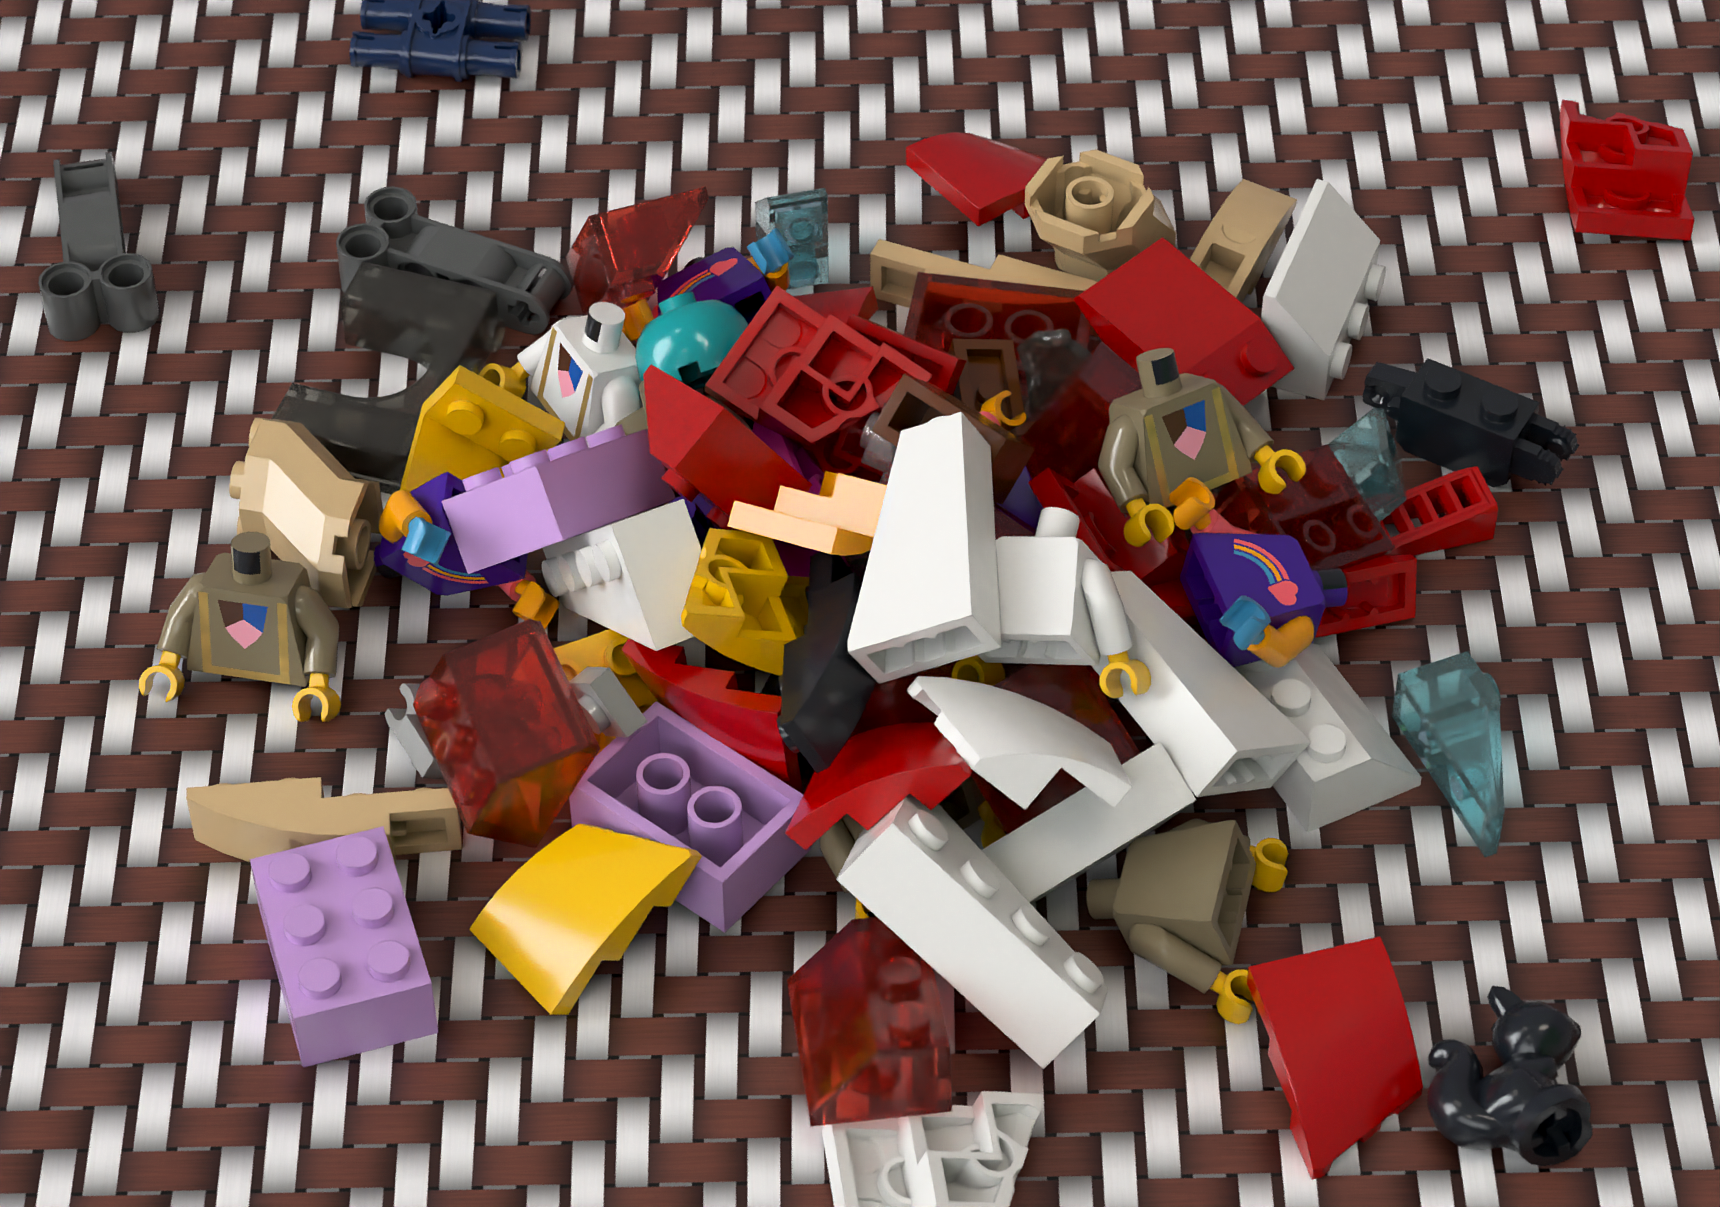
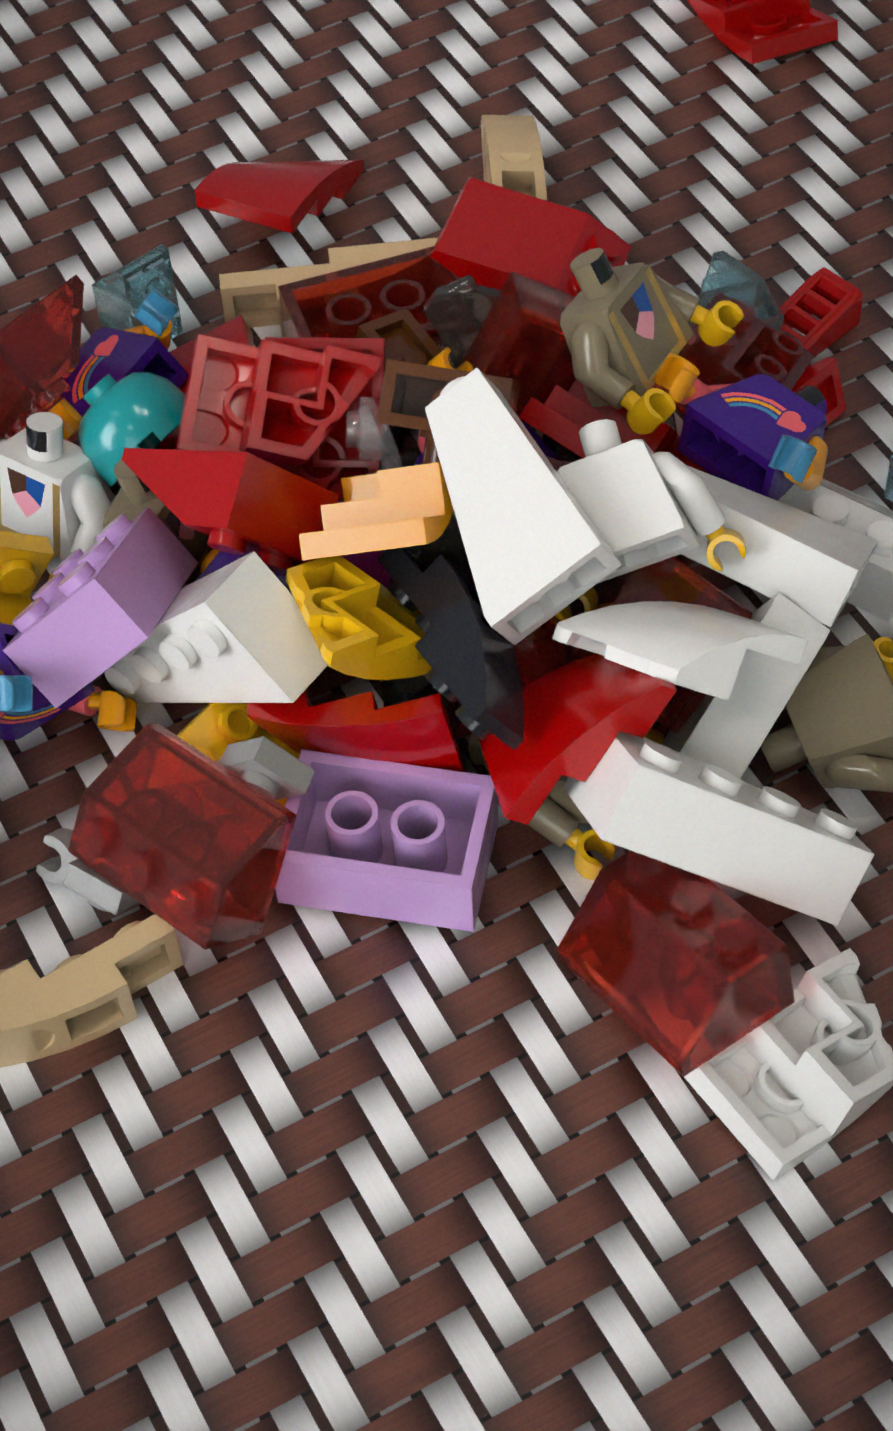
camera: 25 degrees left, 5 degrees up
(344, 946) = (144, 1111): lavender brick -> none
(577, 907) = (343, 971): yellow slope -> none
(1095, 213) = (395, 185): tan brick -> none
(1322, 291) = (605, 172): white slope -> none
(1469, 423) = (791, 235): black hinge -> none

